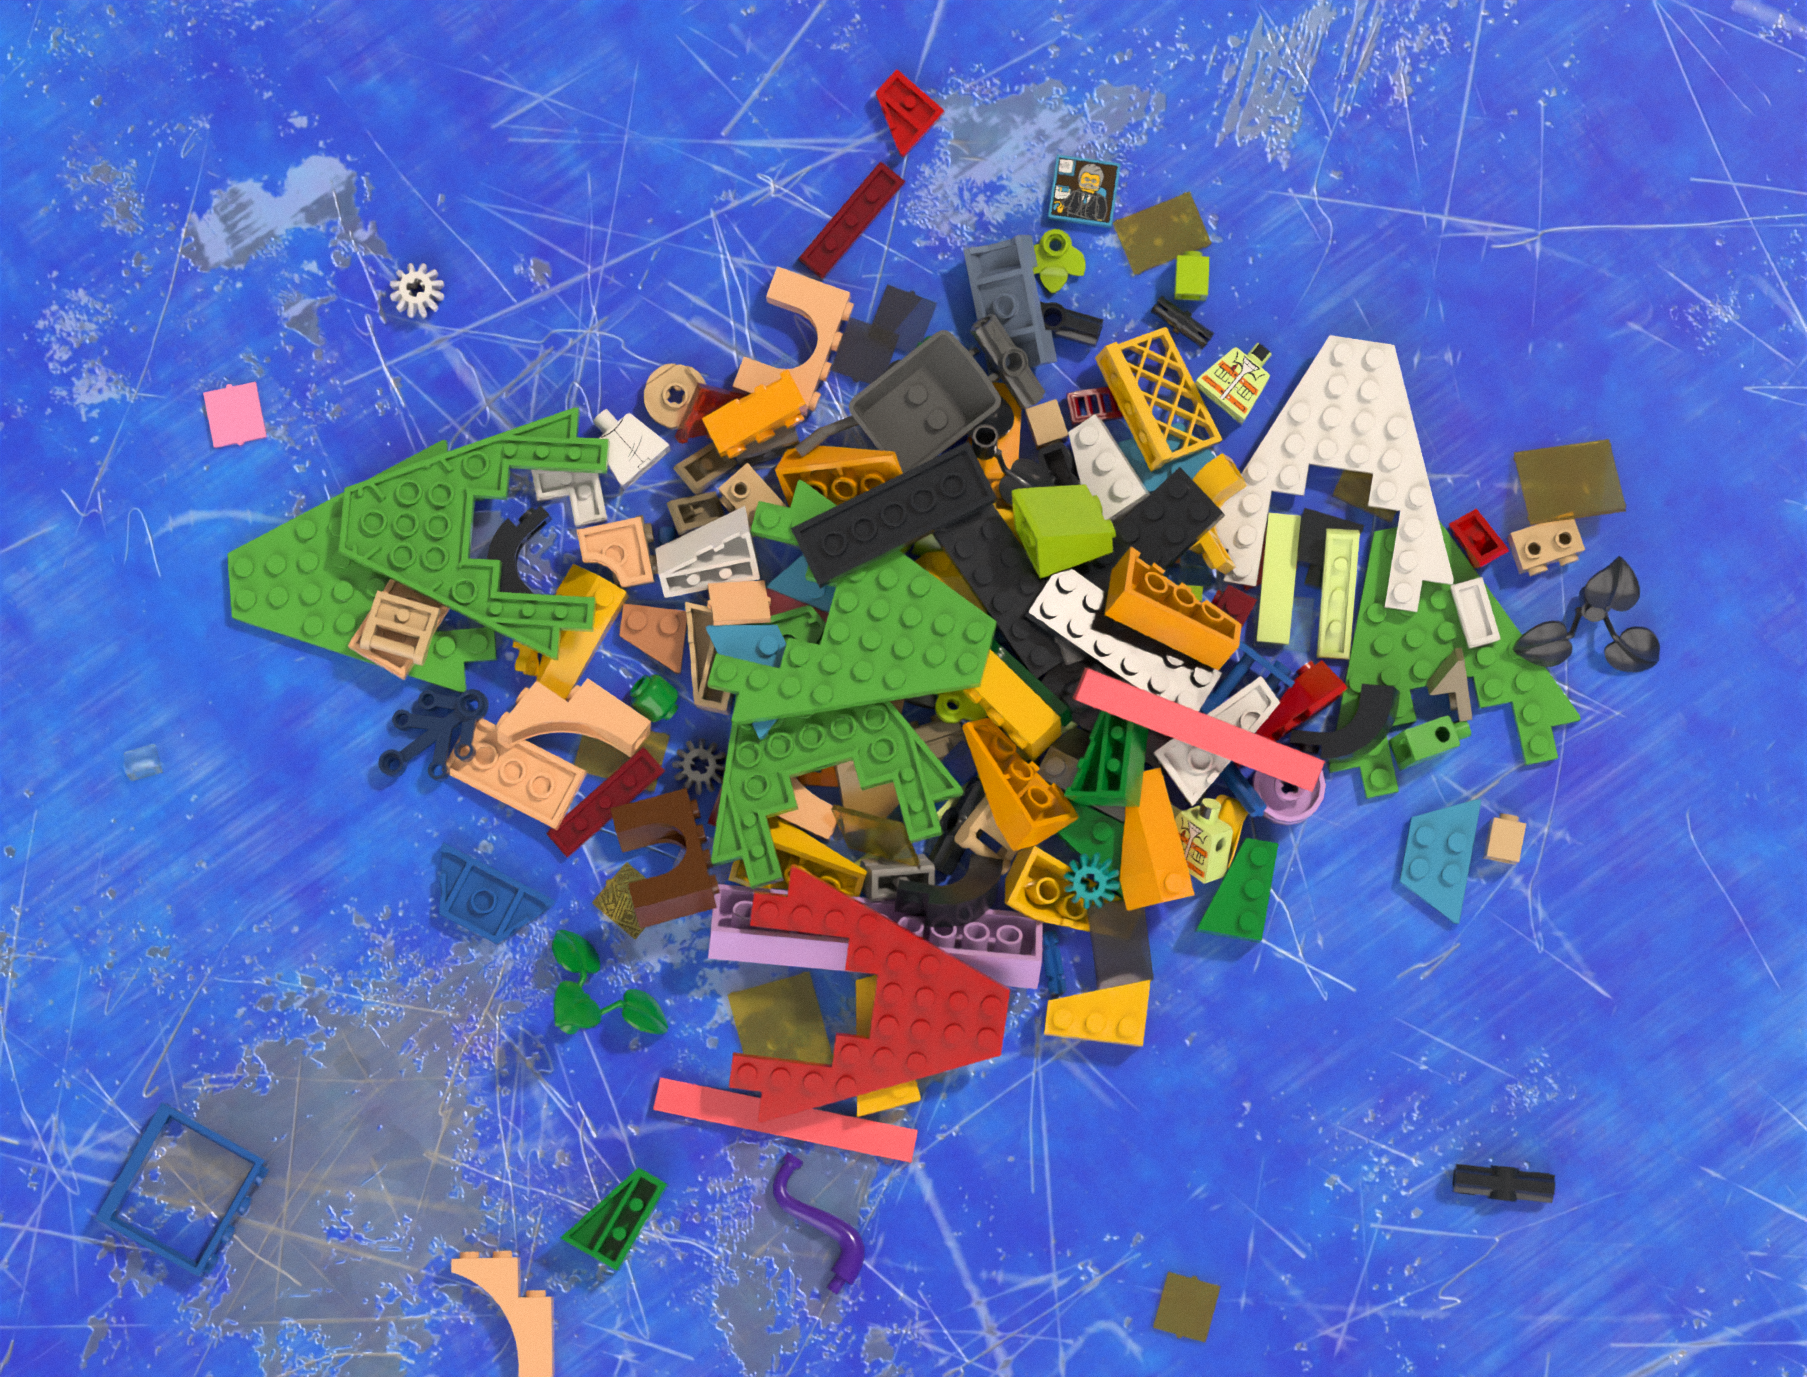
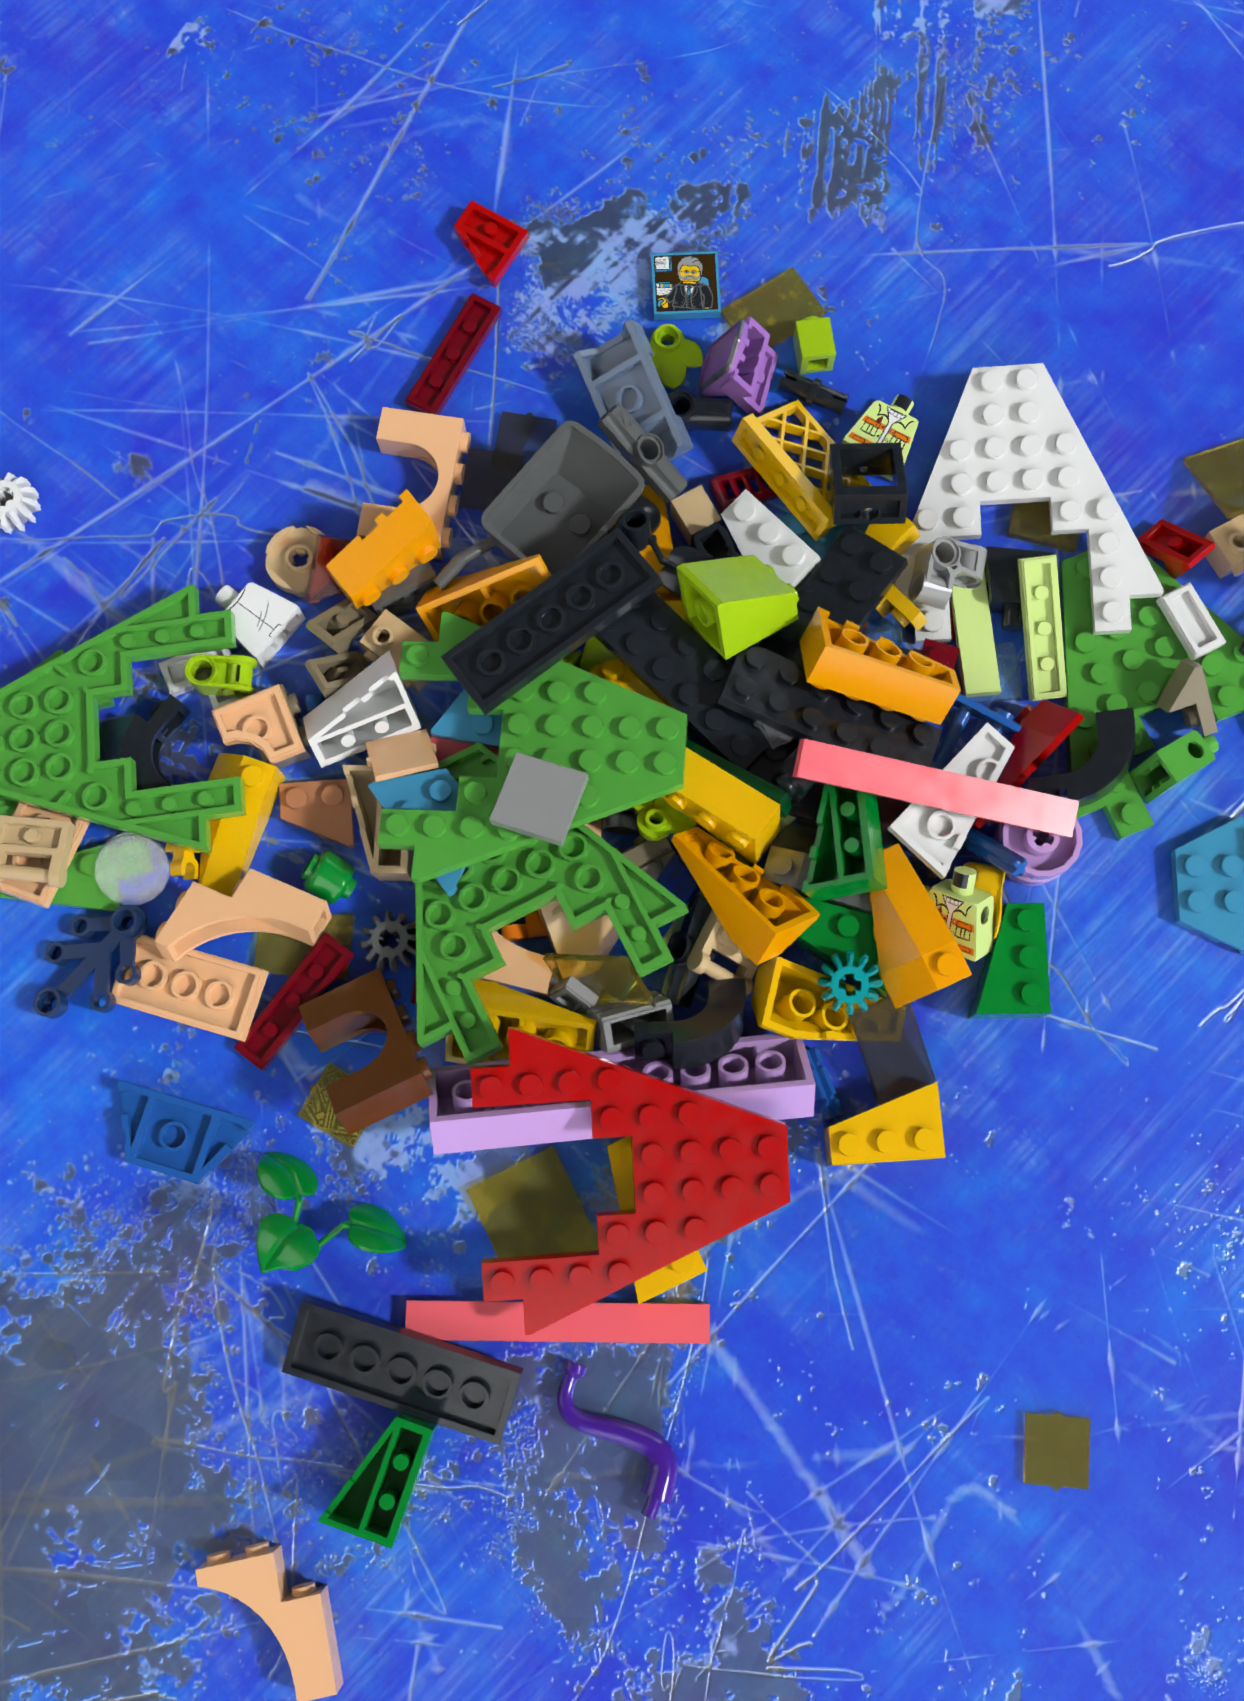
camera: 10 degrees left, 5 degrees down
(483, 658) = (131, 869): none -> clear tile
(592, 496) = (229, 676): none -> lime piece
(647, 1133) = (402, 1370): none -> black plate
(850, 845) = (572, 995): none -> light grey tile
(853, 675) = (539, 799): none -> light grey tile
(1116, 289) = (740, 366): none -> medium lavender piece
(1184, 453) = (850, 502): none -> black window
(1246, 533) = (958, 565): none -> light grey piece

